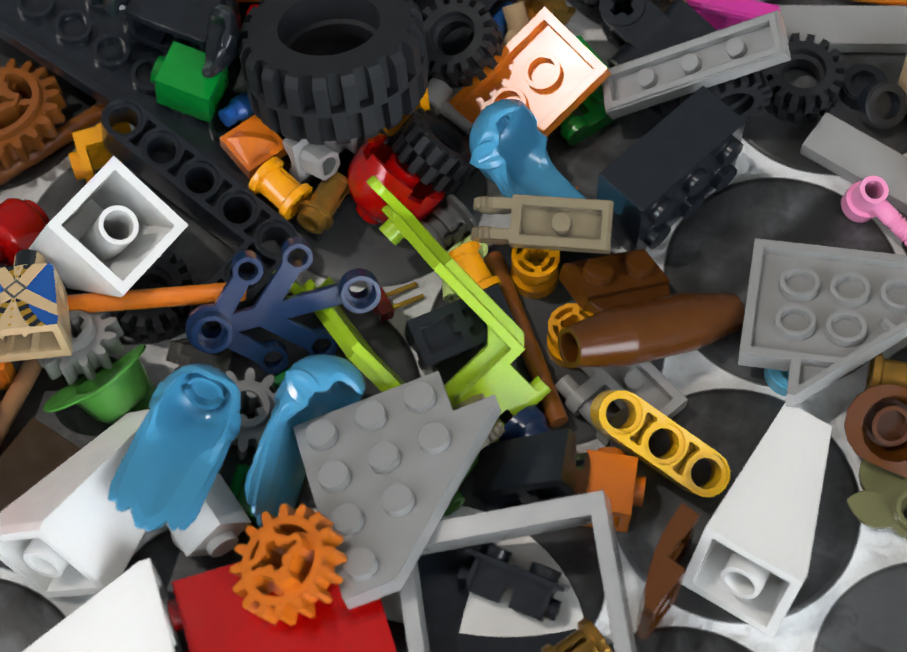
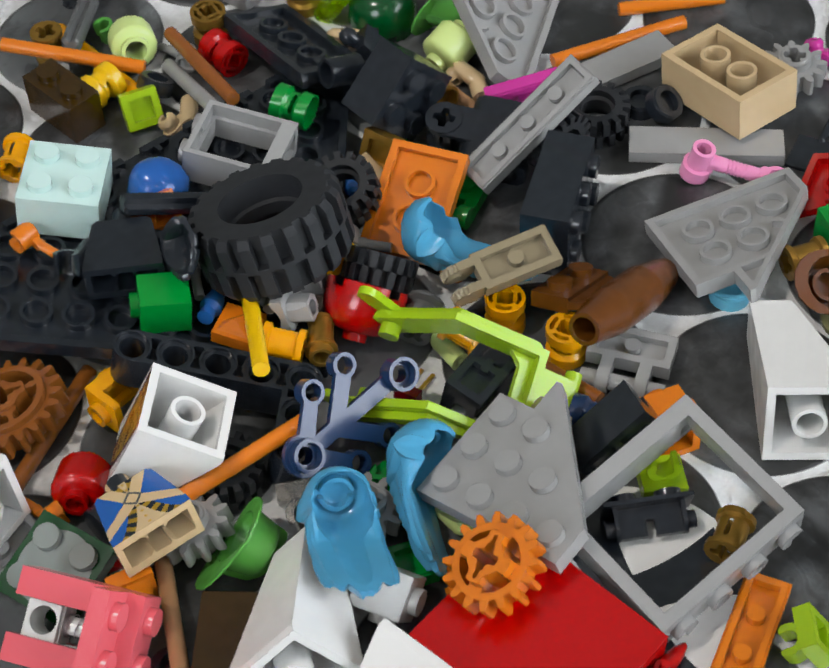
camera: 30 degrees left, 15 degrees down
(242, 176) = (256, 338): none -> yellow bar
(561, 549) = (663, 473): none -> lime tile
(665, 572) = (754, 434): reddish brown slope -> none
(683, 449) = (701, 360): yellow beam -> none

